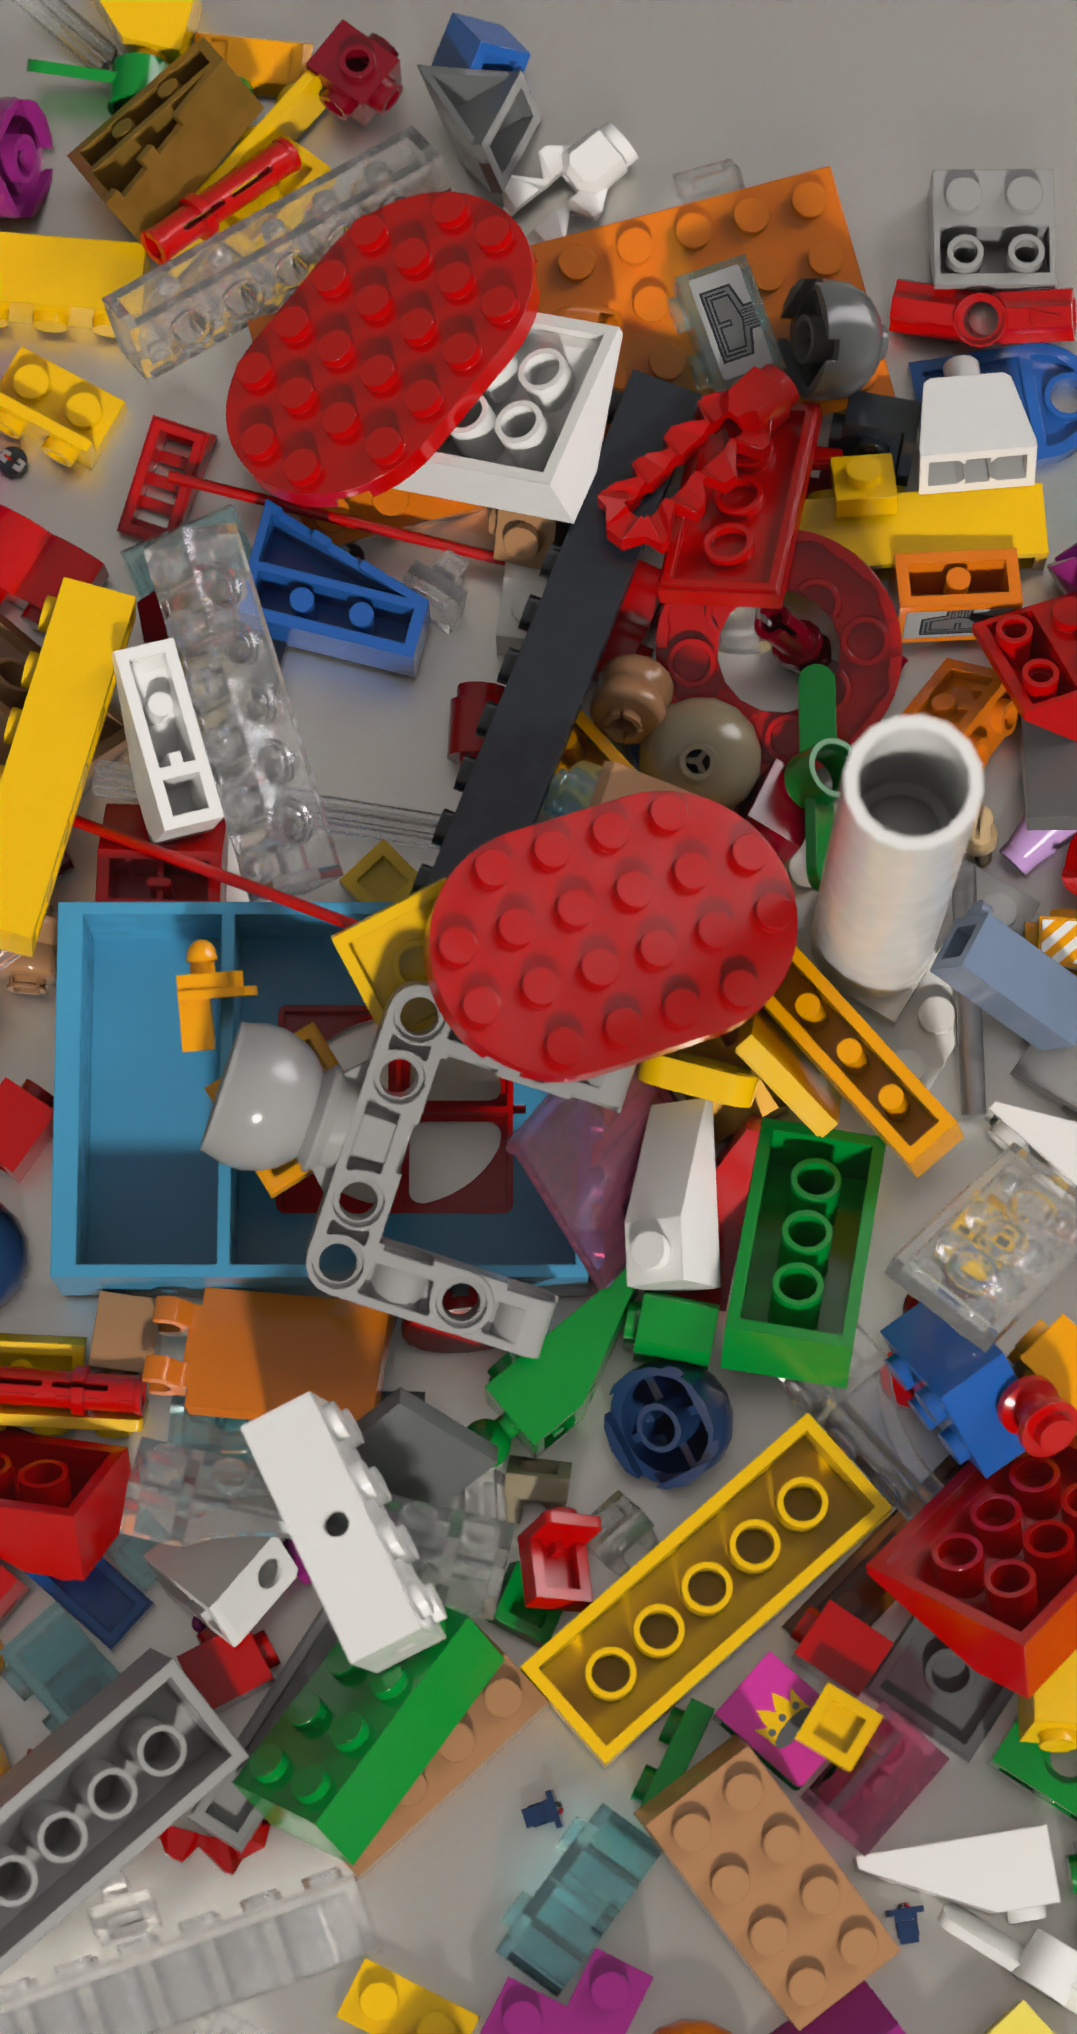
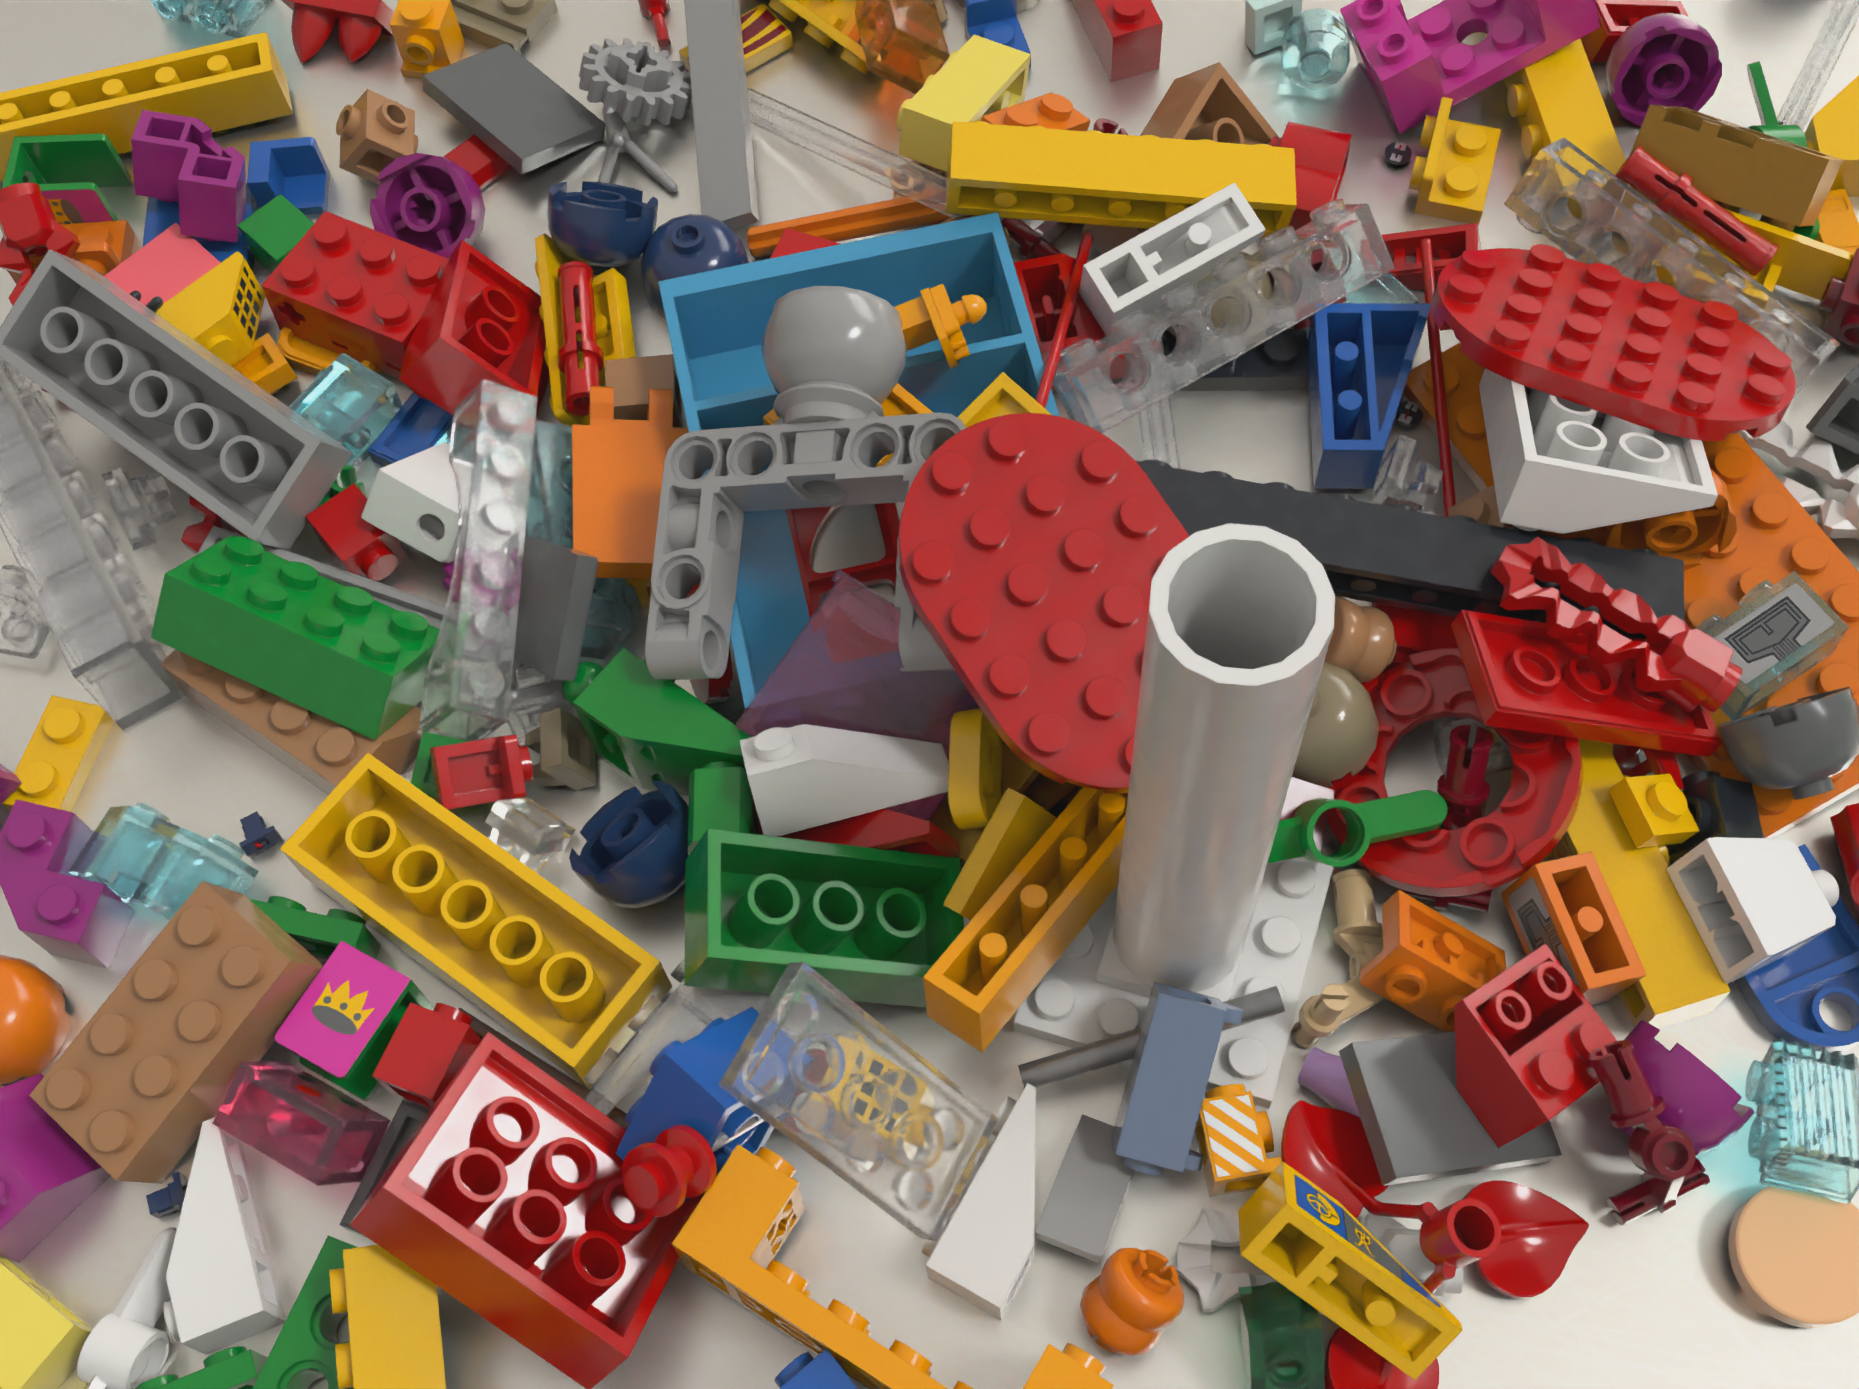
camera: 80 degrees right, 15 degrees down
(345, 1532) = (435, 526): white brick -> none
(838, 1727) = (328, 1055): yellow plate -> none

